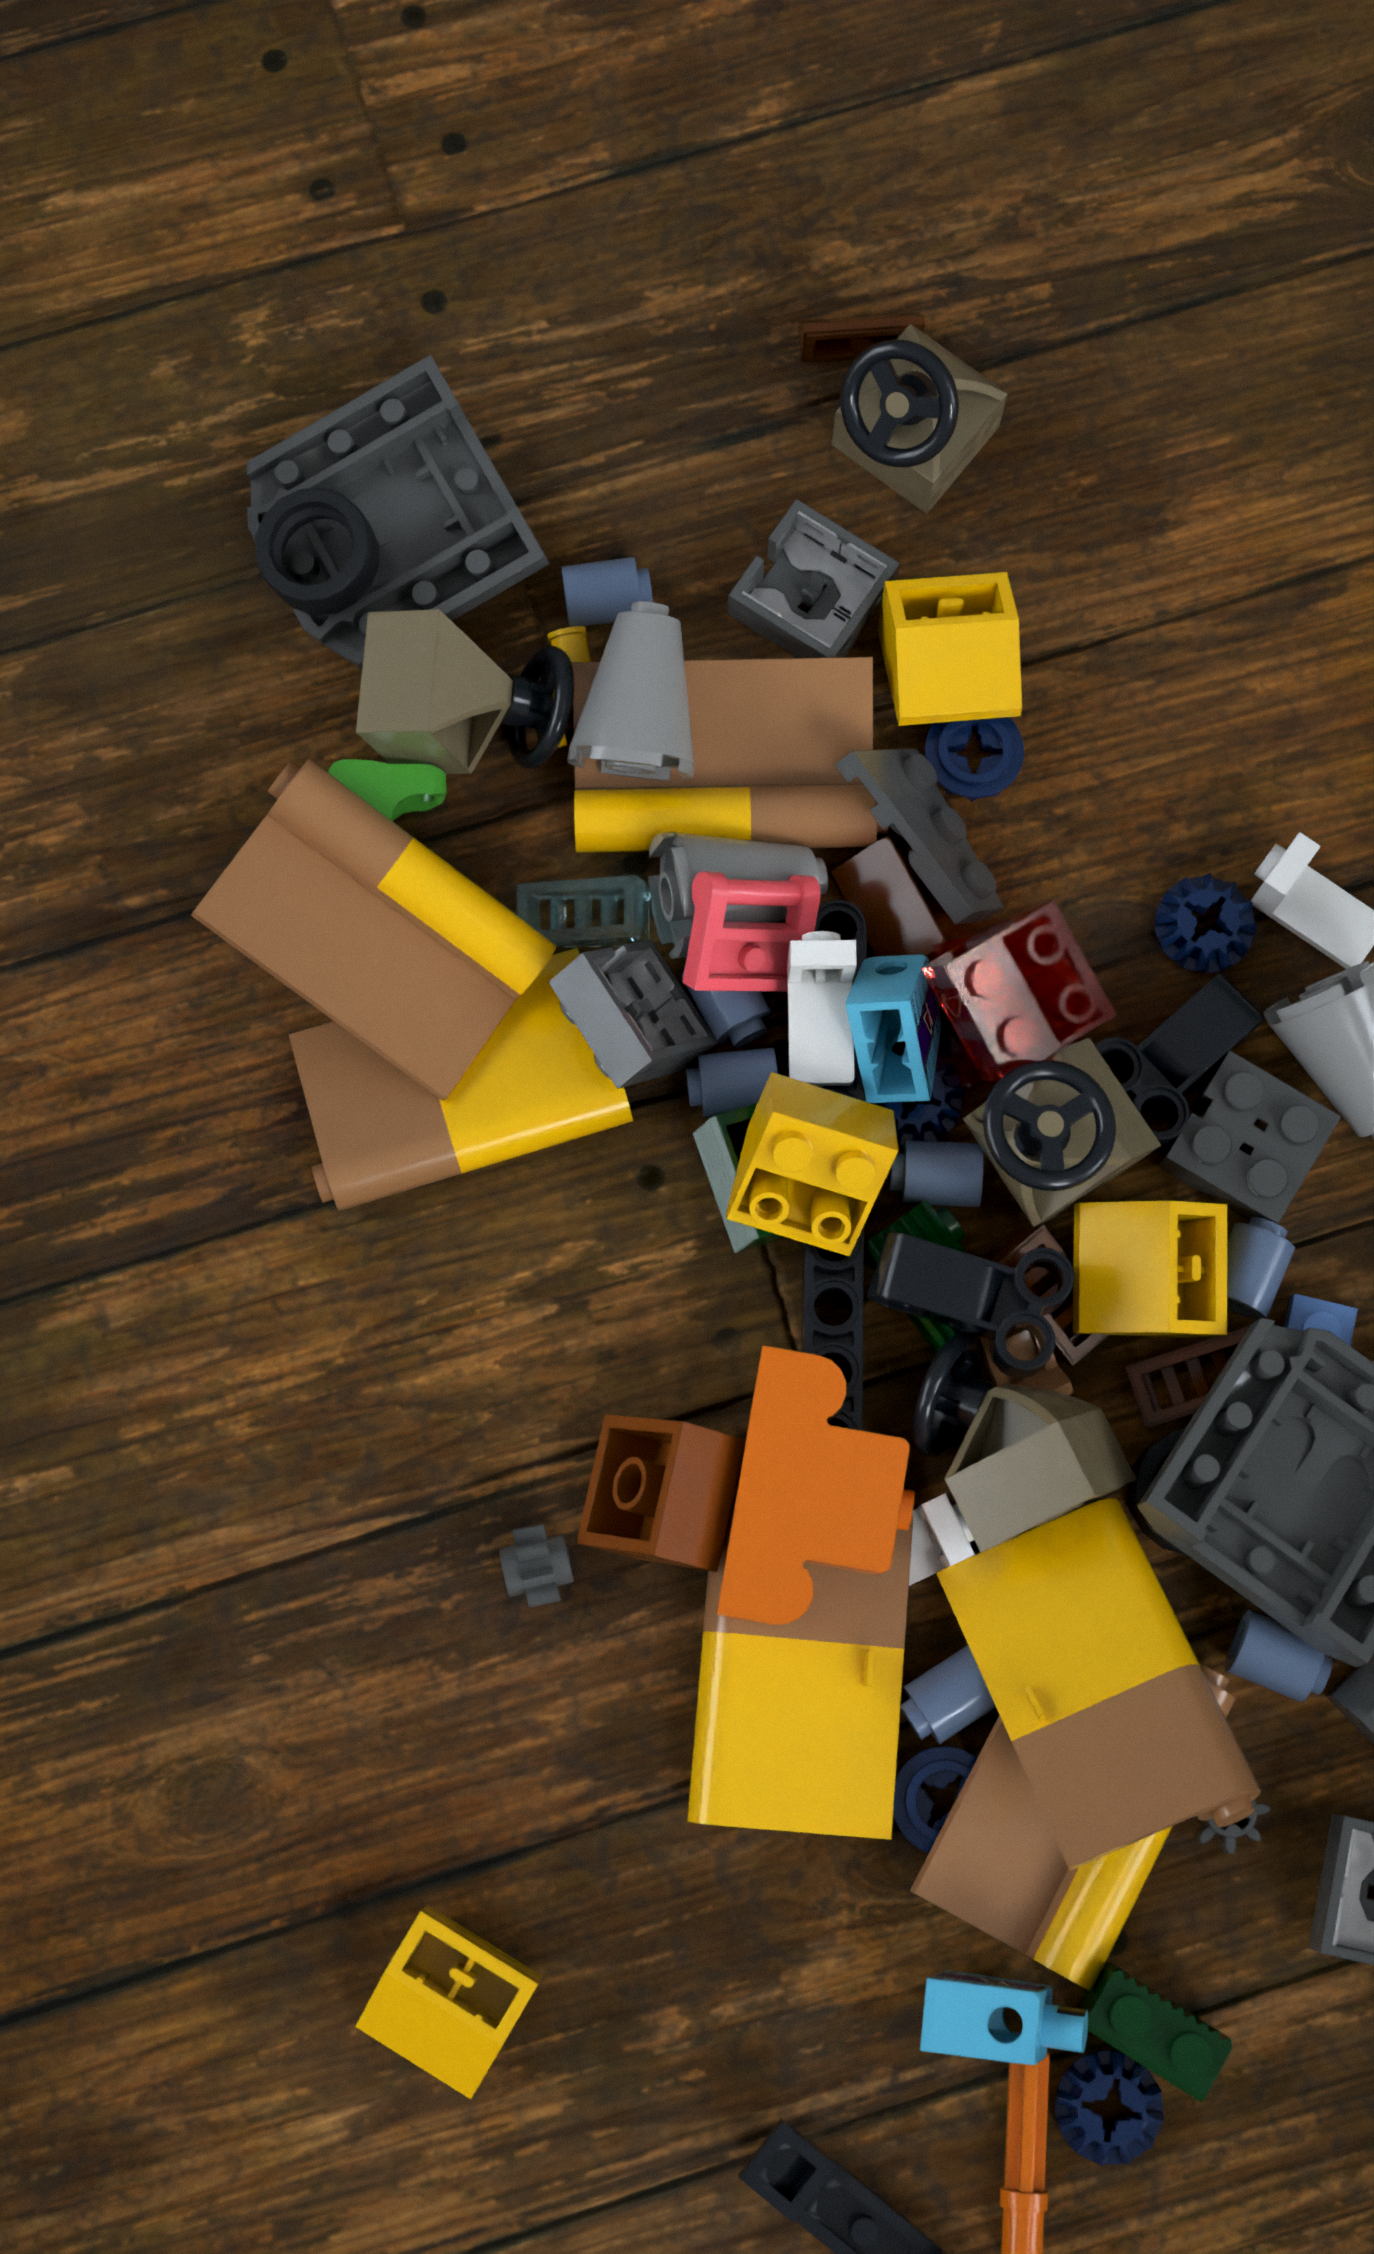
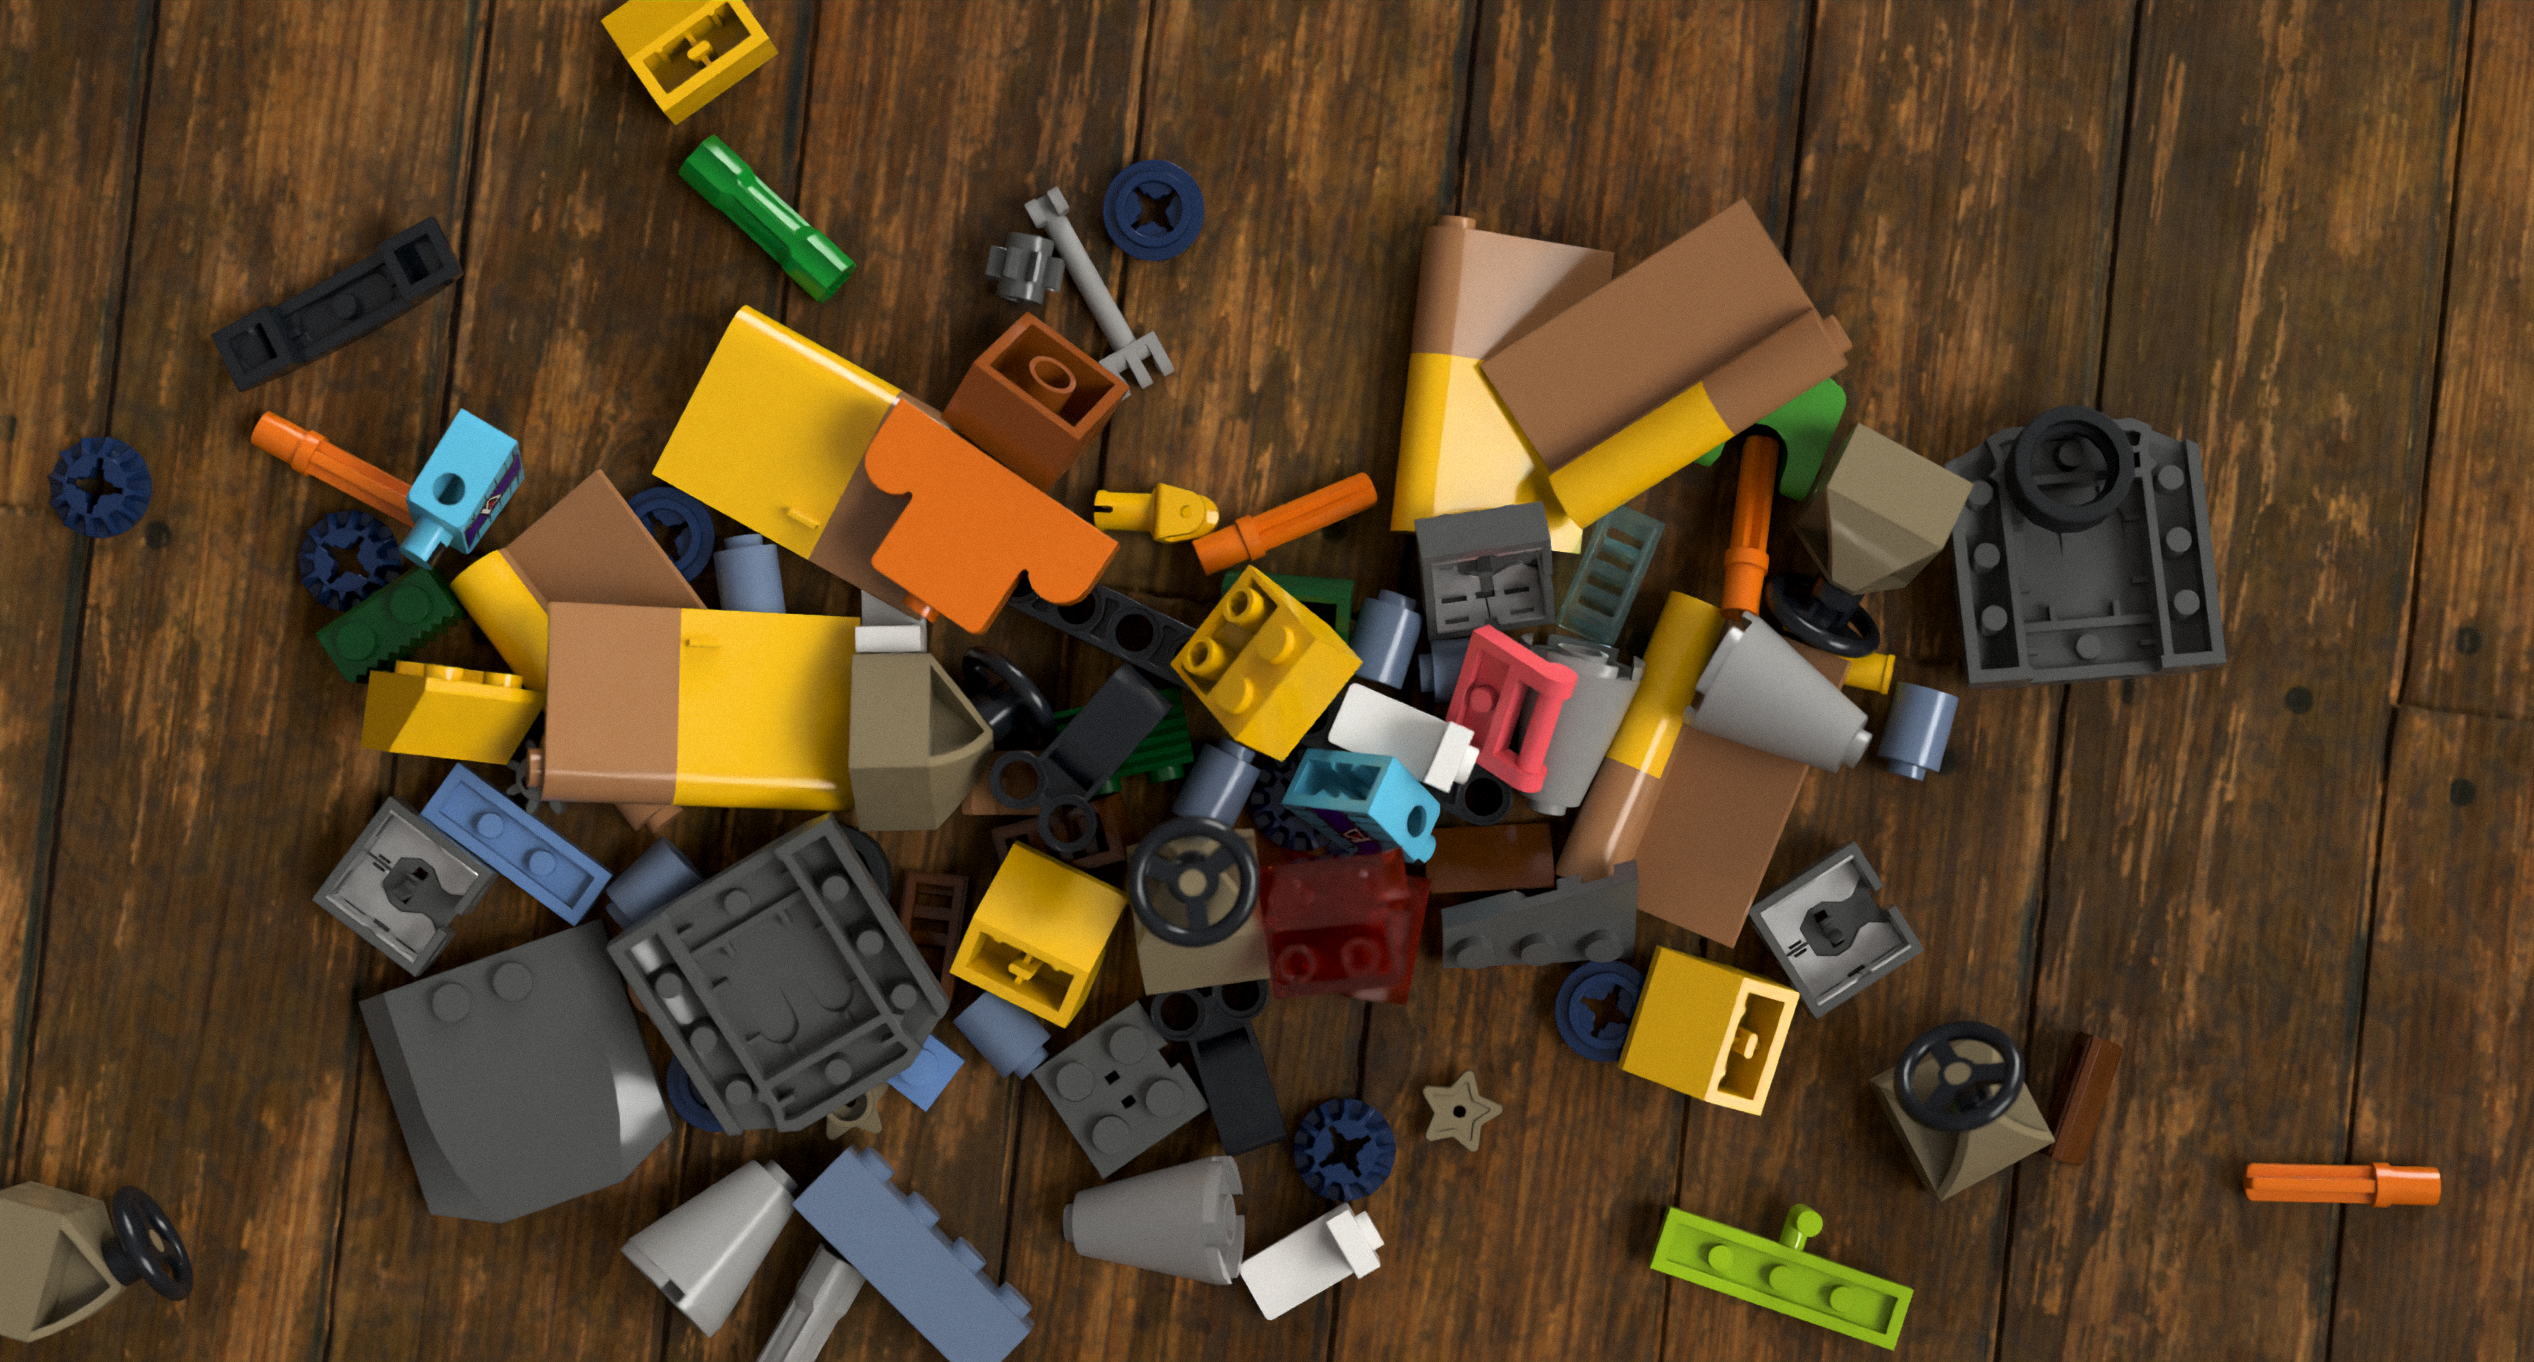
camera: 115 degrees right, 10 degrees up
(399, 1481) = (1158, 181): none -> dark blue gear
(473, 1568) = (1050, 213): none -> light grey hinge
(517, 794) = (1747, 558): none -> orange axle
(595, 1840) = (736, 191): none -> green axle
(694, 1244) = (1255, 535): none -> orange axle
(709, 1334) = (1167, 513): none -> yellow piece
(820, 79) = (2368, 1184): none -> orange axle
(1117, 854) = (1444, 1100): none -> dark tan plate
(1128, 509) = (1782, 1274): none -> lime plate
(1218, 1931) = (448, 712): none -> yellow slope
(1303, 1809) = (518, 844): none -> medium blue plate

